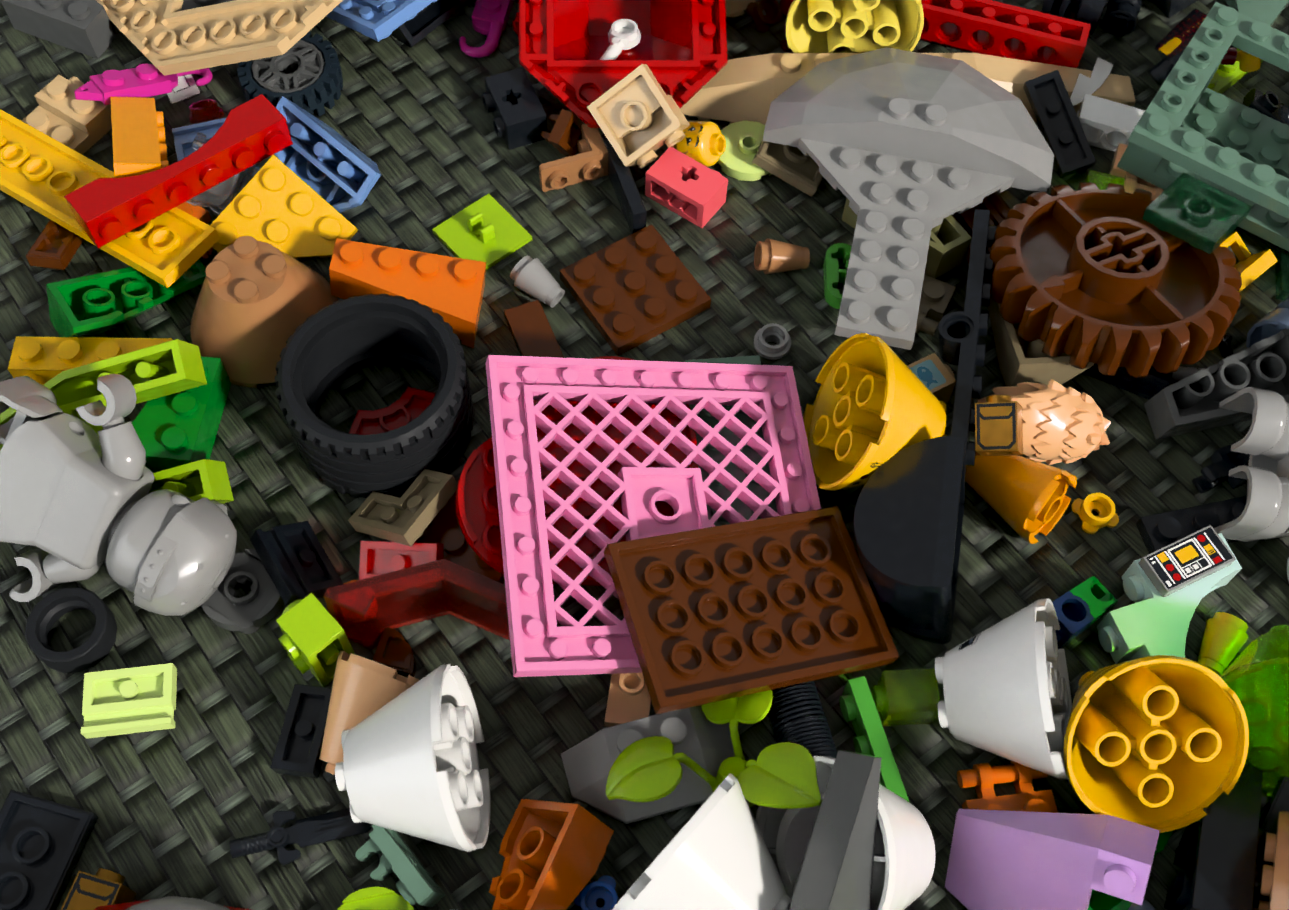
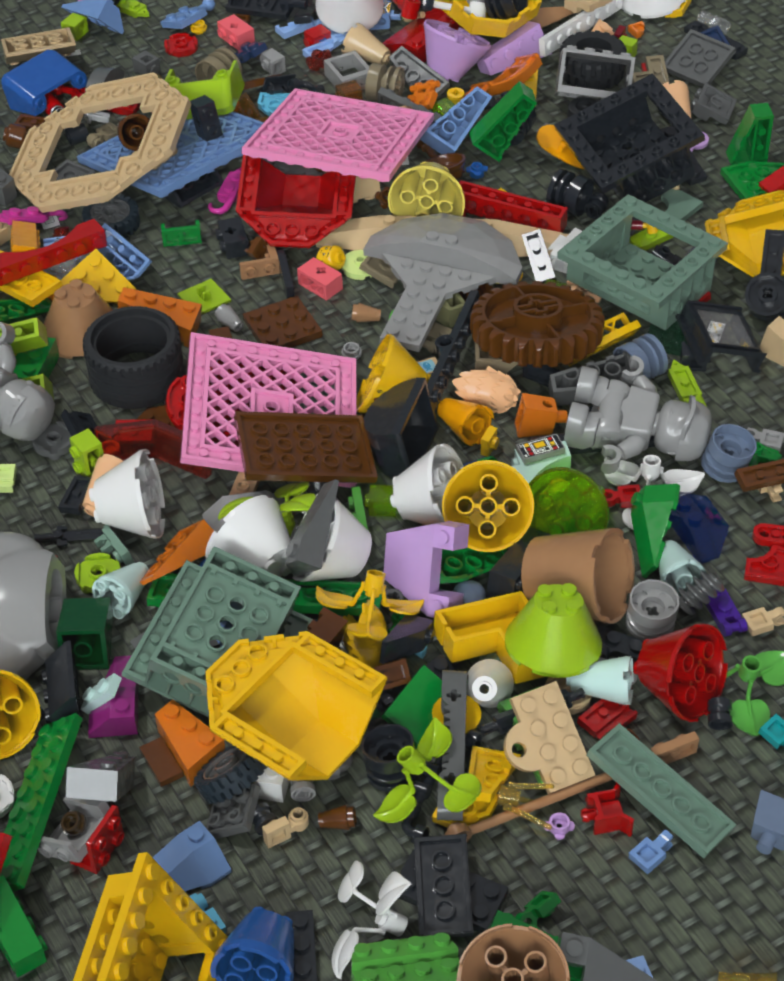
camera: 10 degrees right, 15 degrees down
(408, 516) = (141, 408): dark tan plate -> none
(422, 106) = (181, 235): none -> green hinge
(622, 36) = (299, 204): white plate -> none
(638, 117) = (295, 240): tan plate -> none
(998, 427) = (452, 383): pearl gold brick -> none
(1073, 535) = (489, 441): none -> yellow plate
(1102, 505) = (507, 434): yellow plate -> none
(1149, 474) = (537, 416): none -> orange torso
(1196, 213) = (586, 293): clear green plate -> none

